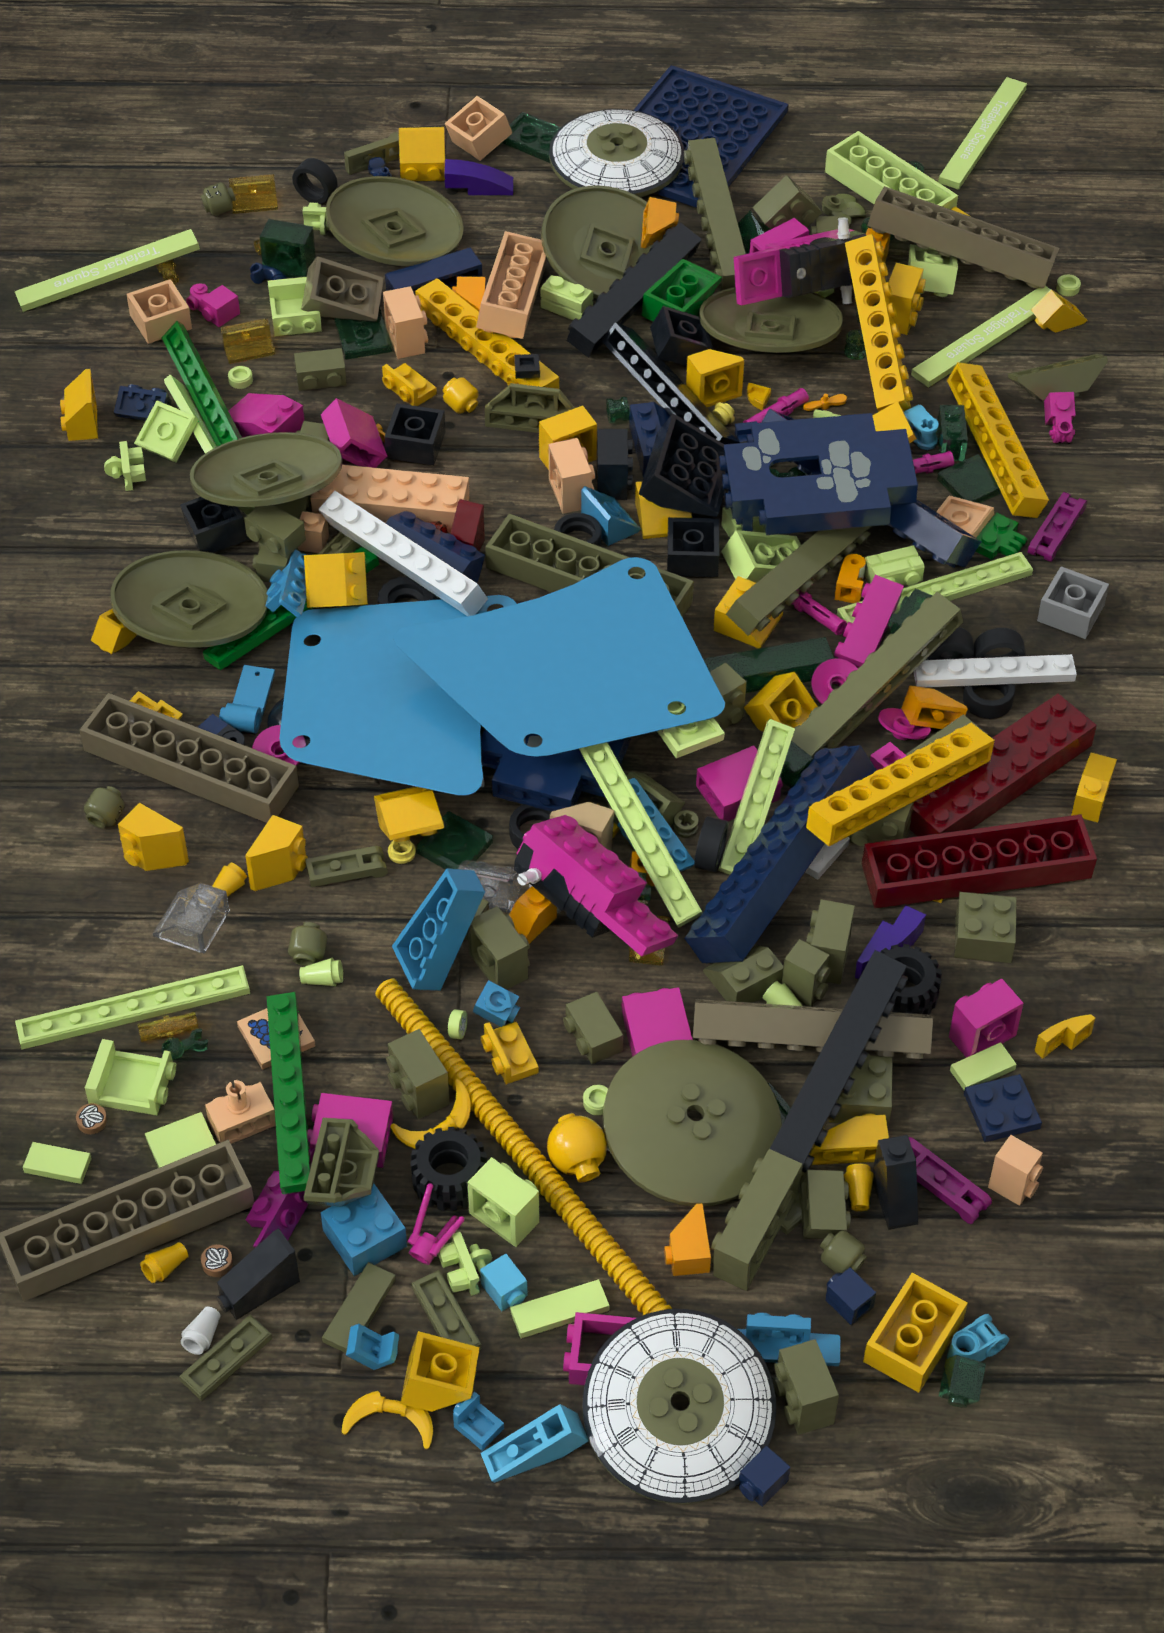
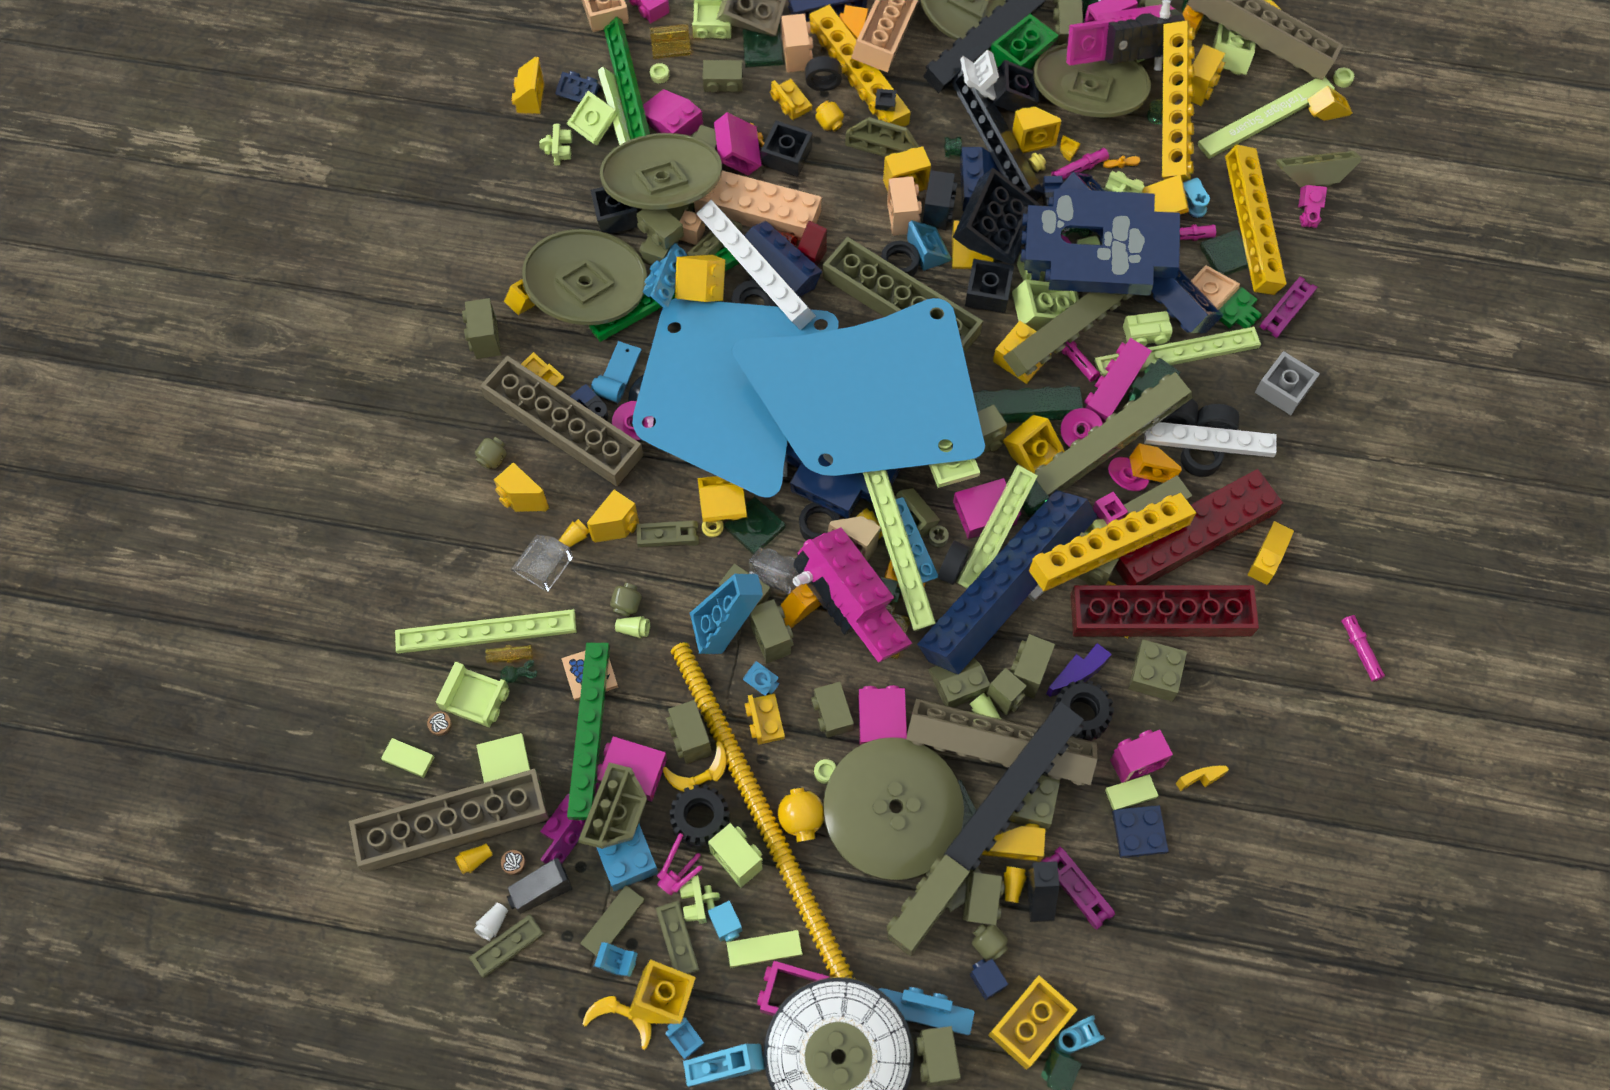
camera: 10 degrees right, 15 degrees up
(69, 670) = (481, 328): none -> olive brick
(241, 1112) = (550, 740): light nougat brick -> none
(448, 363) = (822, 64): none -> black tyre
(457, 1024) = (728, 689): yellowish green tile -> none
(565, 297) = (929, 36): yellowish green brick -> none
(638, 324) = (981, 74): none -> white bracket
(689, 1245) = (872, 913): light orange slope -> none
(850, 579) = (1113, 326): light orange leg -> none
(952, 431) = (1220, 206): clear green brick -> none
(1016, 1170) = (1139, 896): light nougat brick -> none

